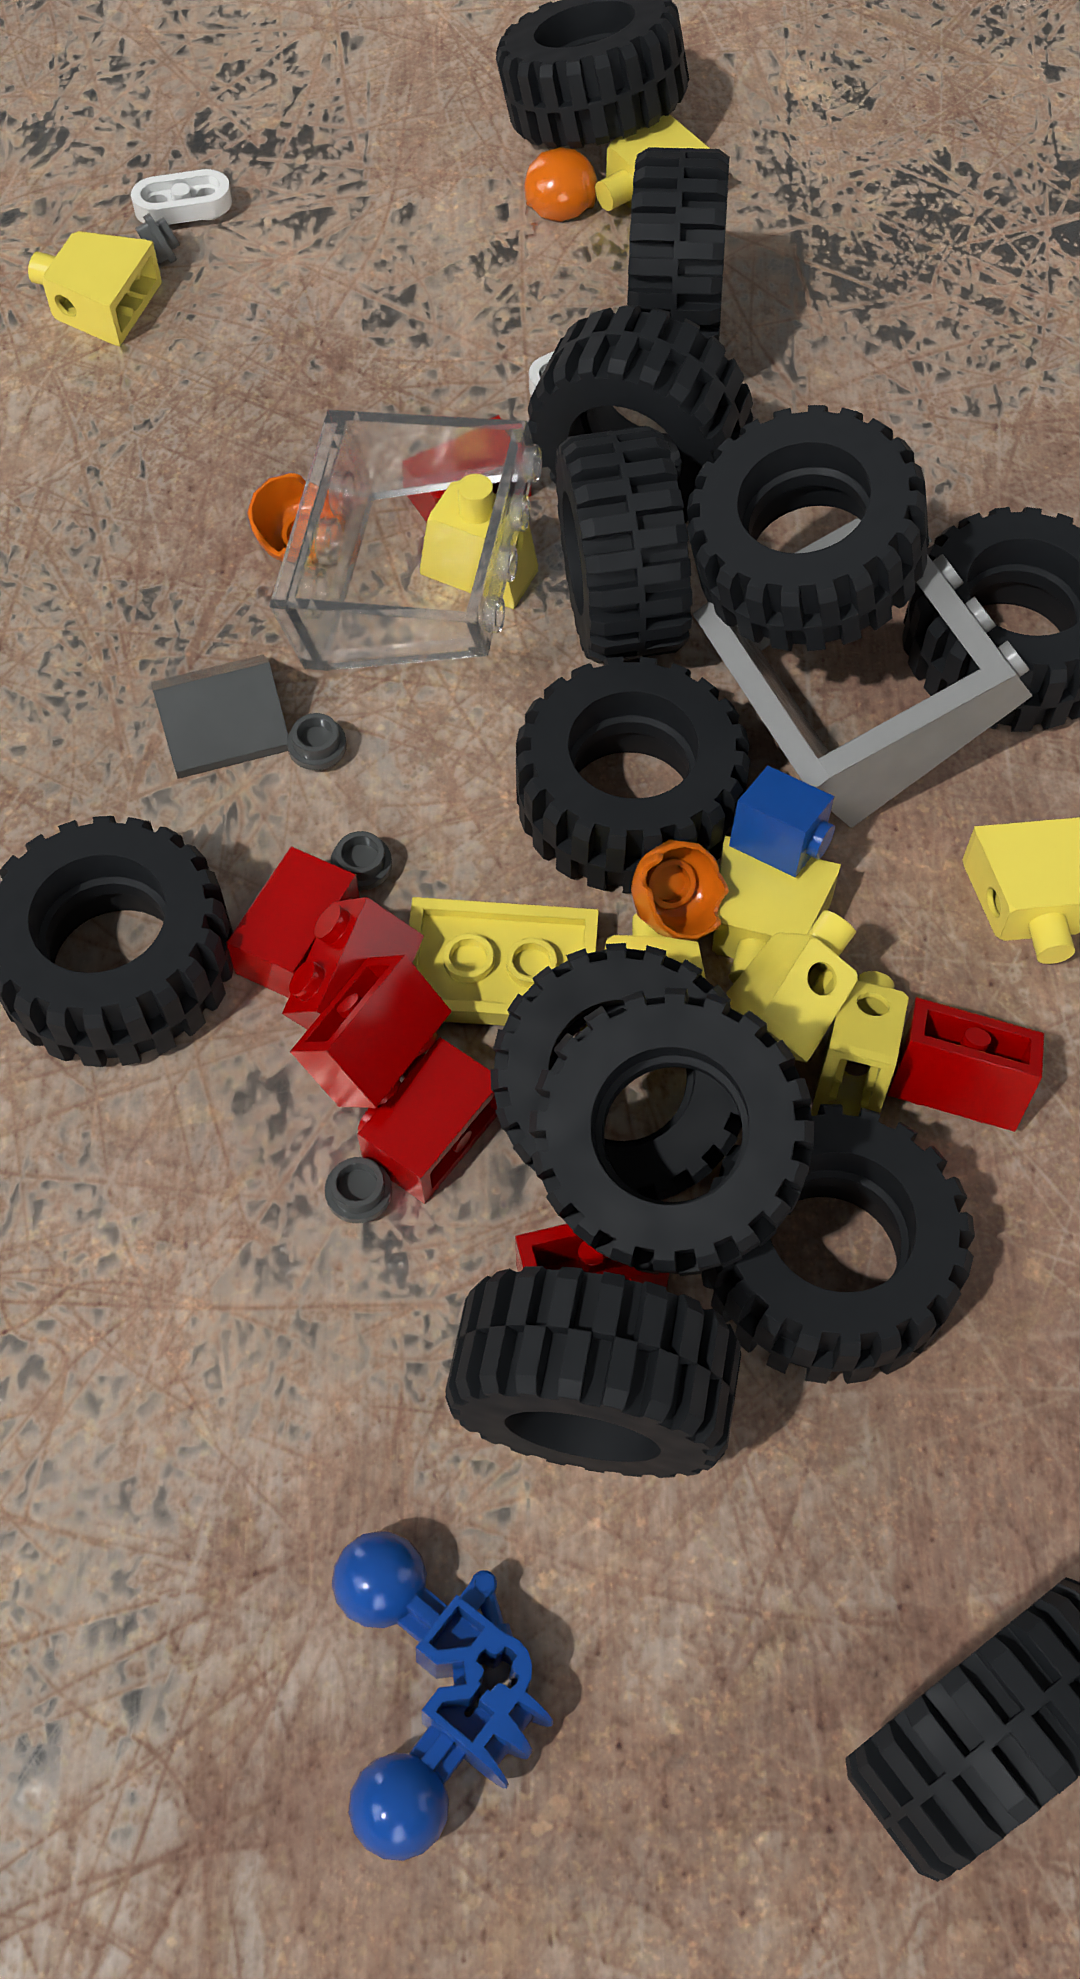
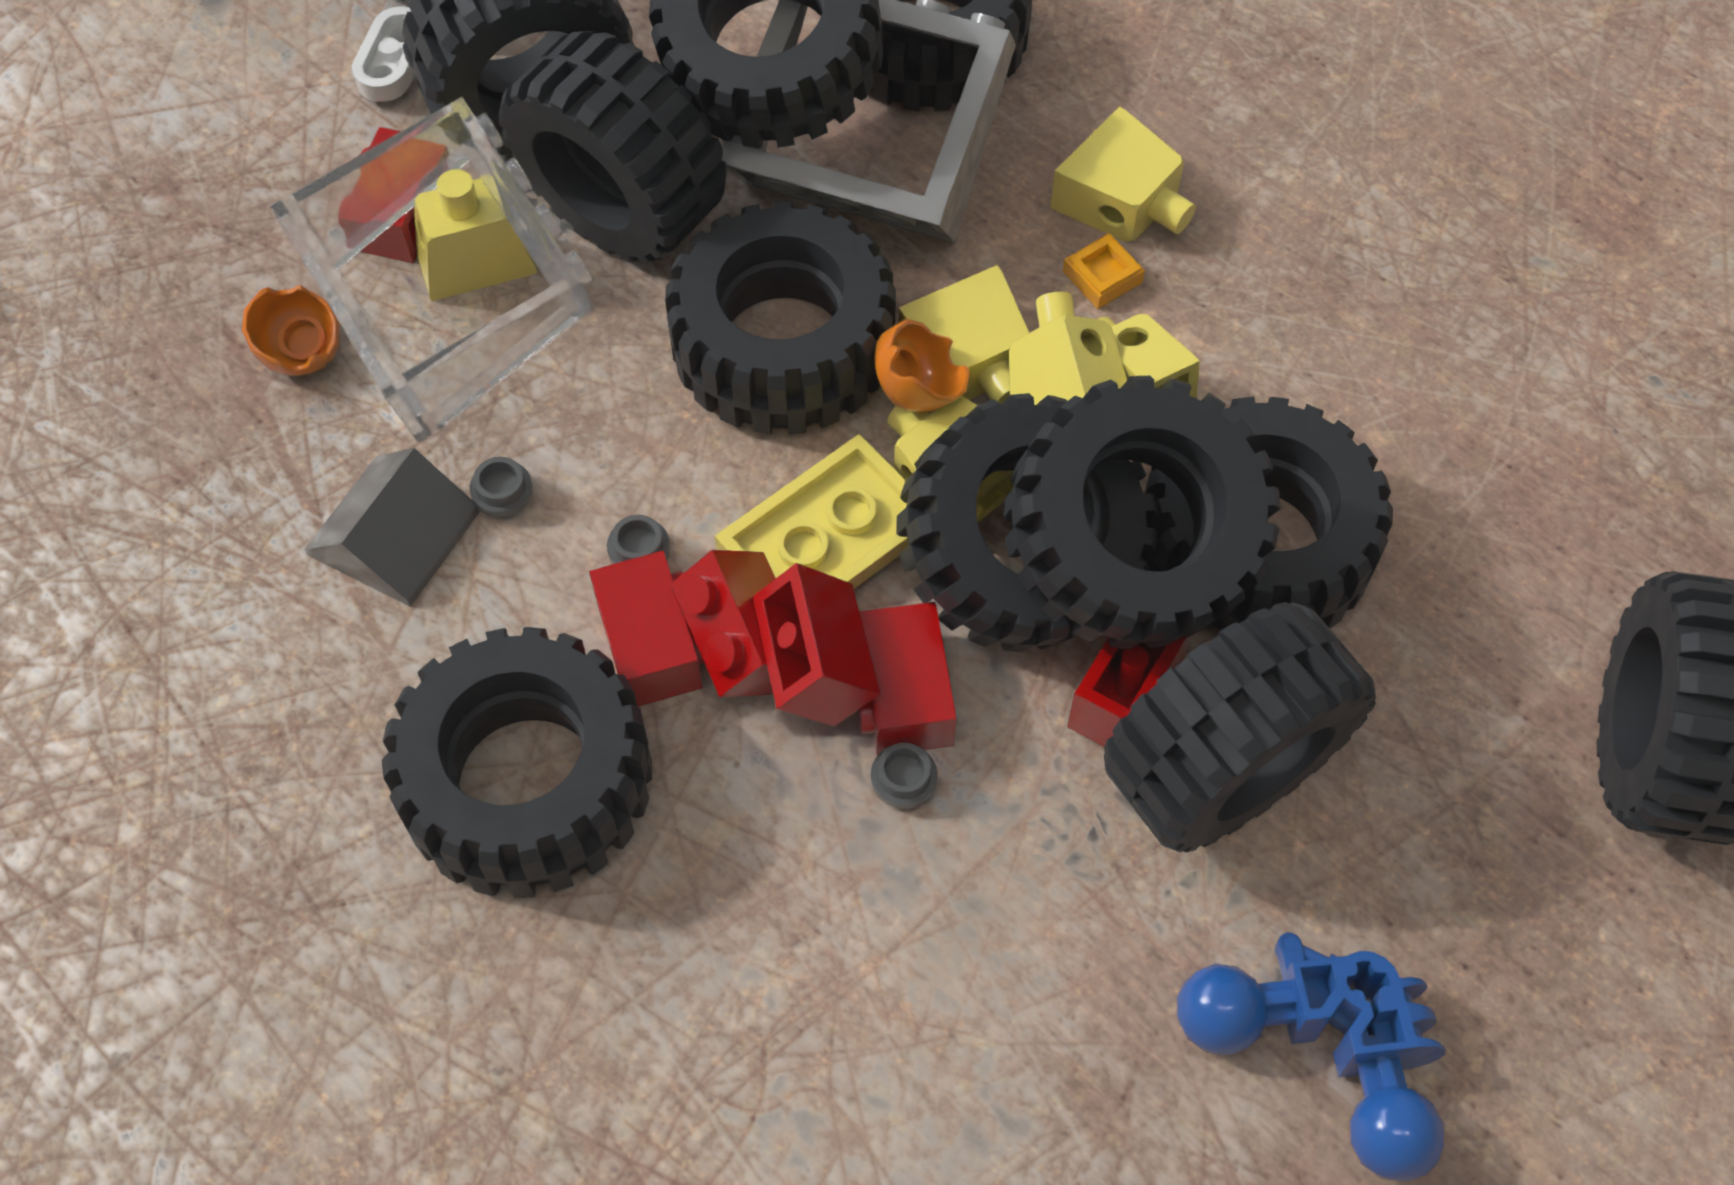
camera: 45 degrees left, 0 degrees up
(782, 821) = (939, 262): blue brick -> none
(945, 943) = (1103, 271): none -> light orange tile
(967, 1064) = (1227, 327): red brick -> none

